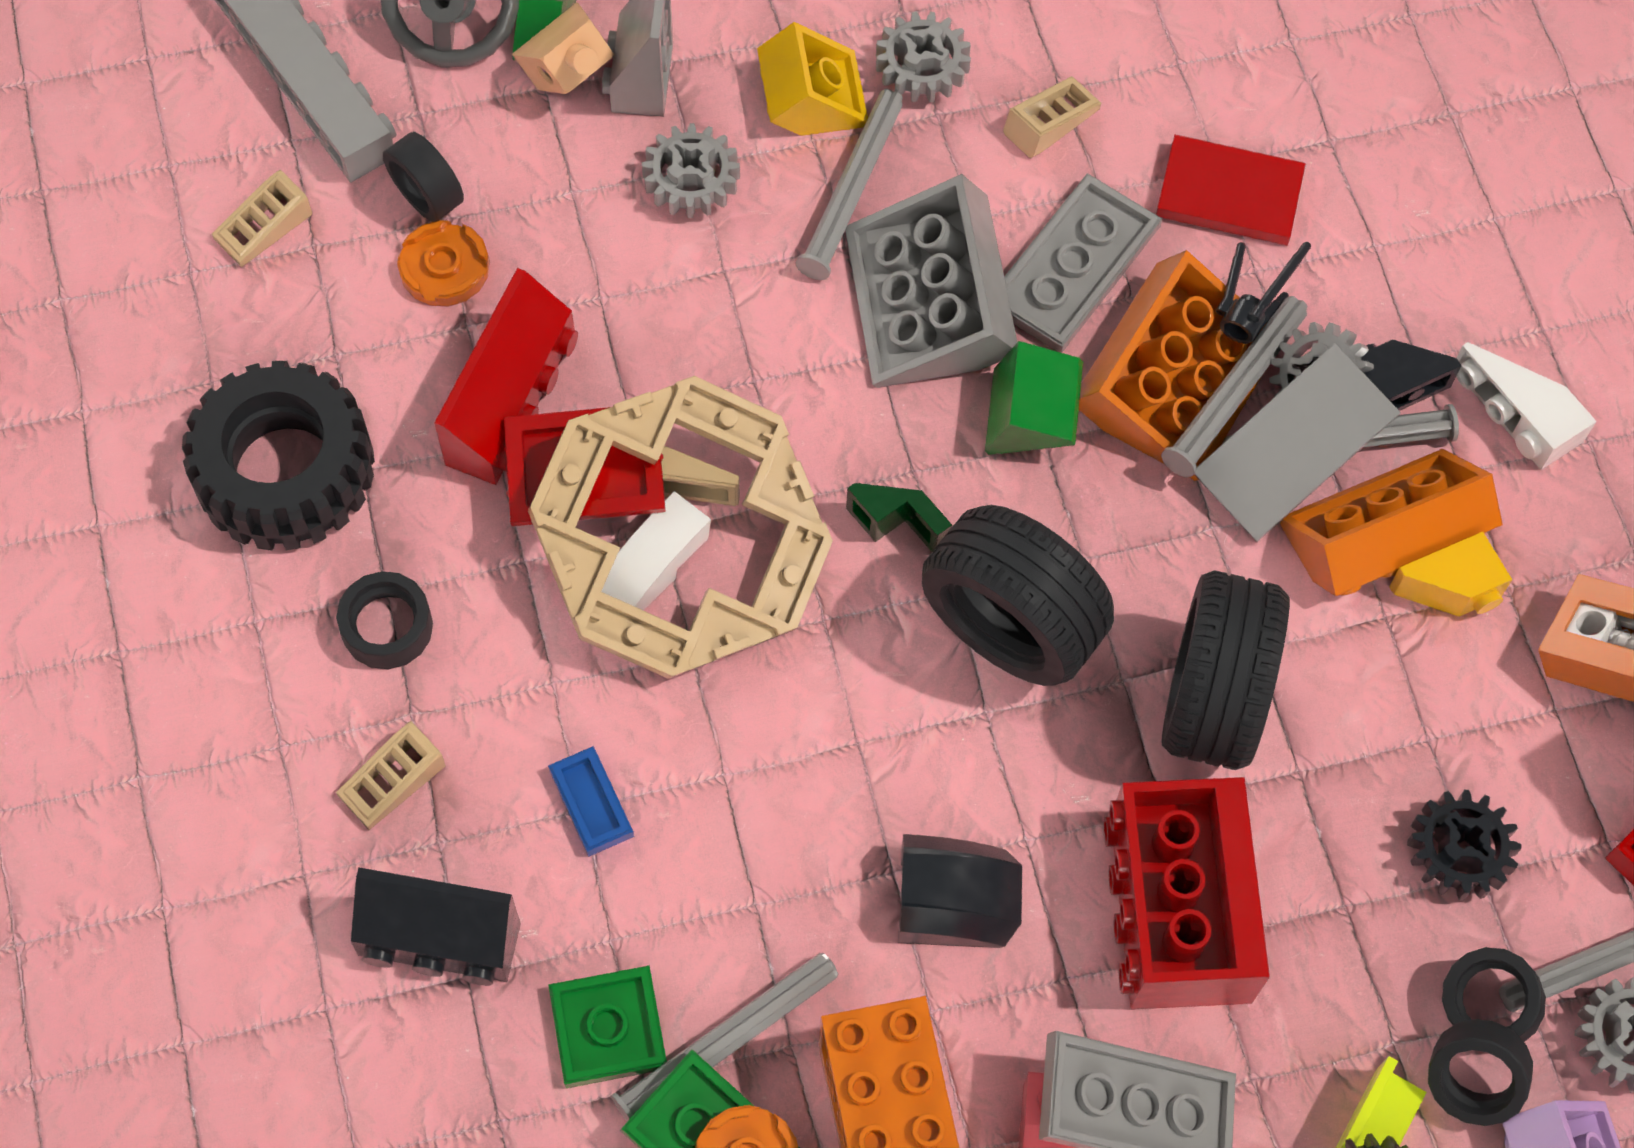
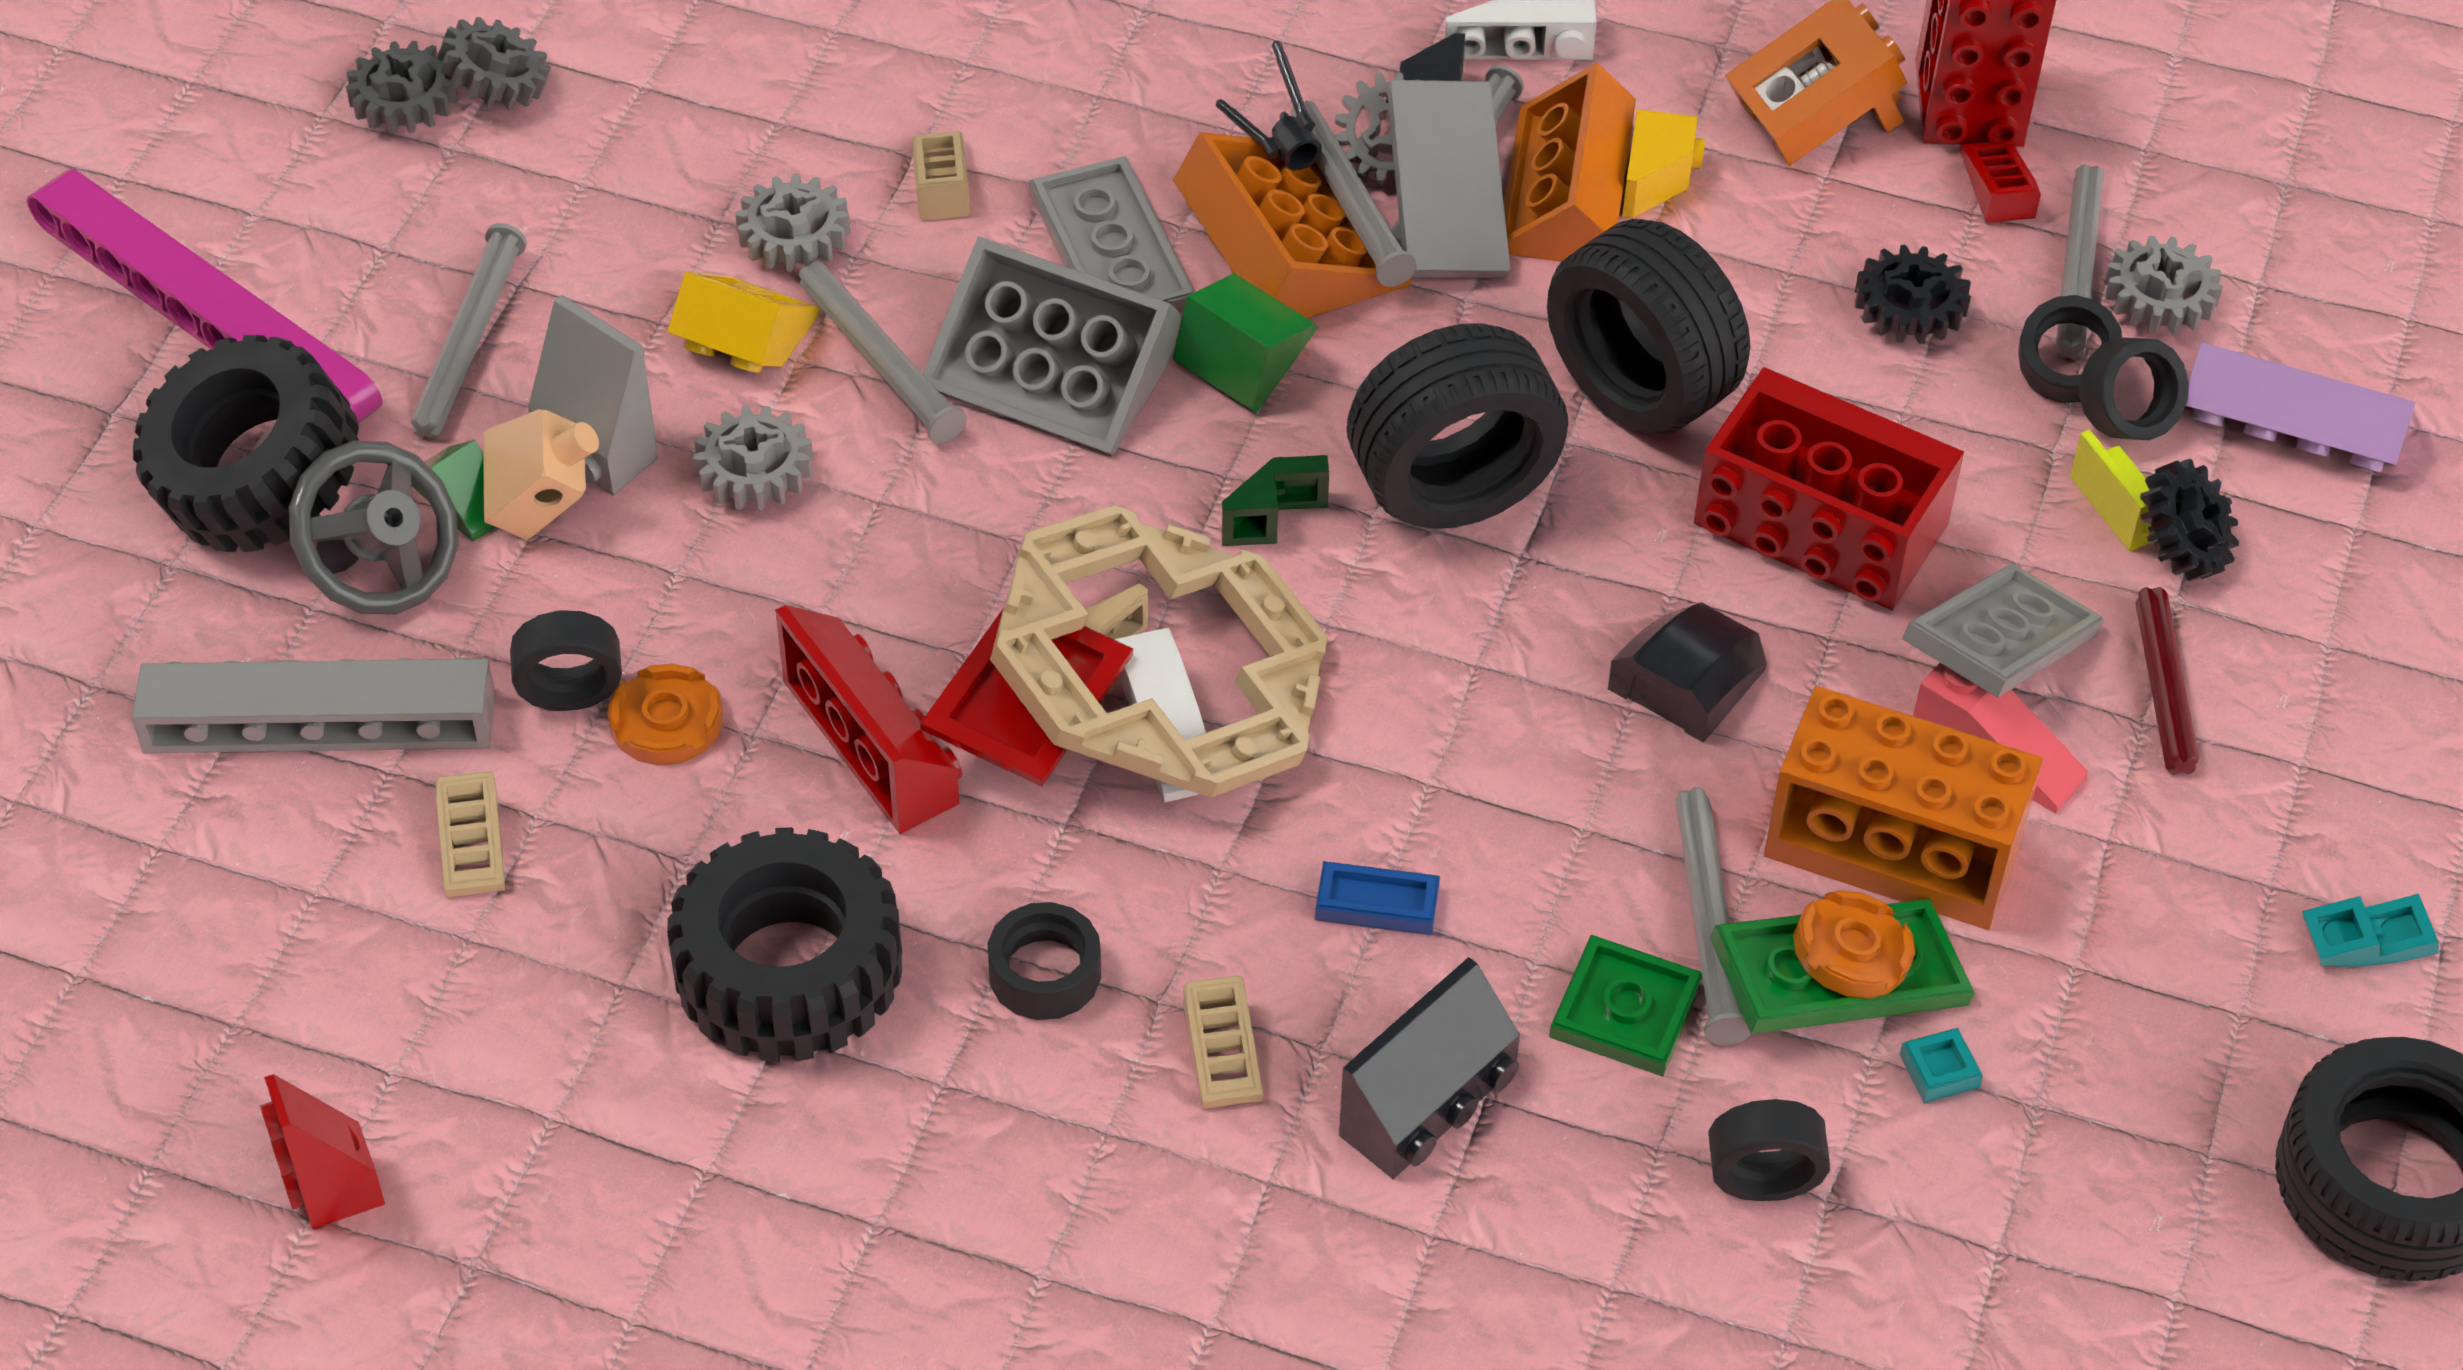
camera: 55 degrees left, 15 degrees down
(1231, 190) = (1136, 97): red tile -> none

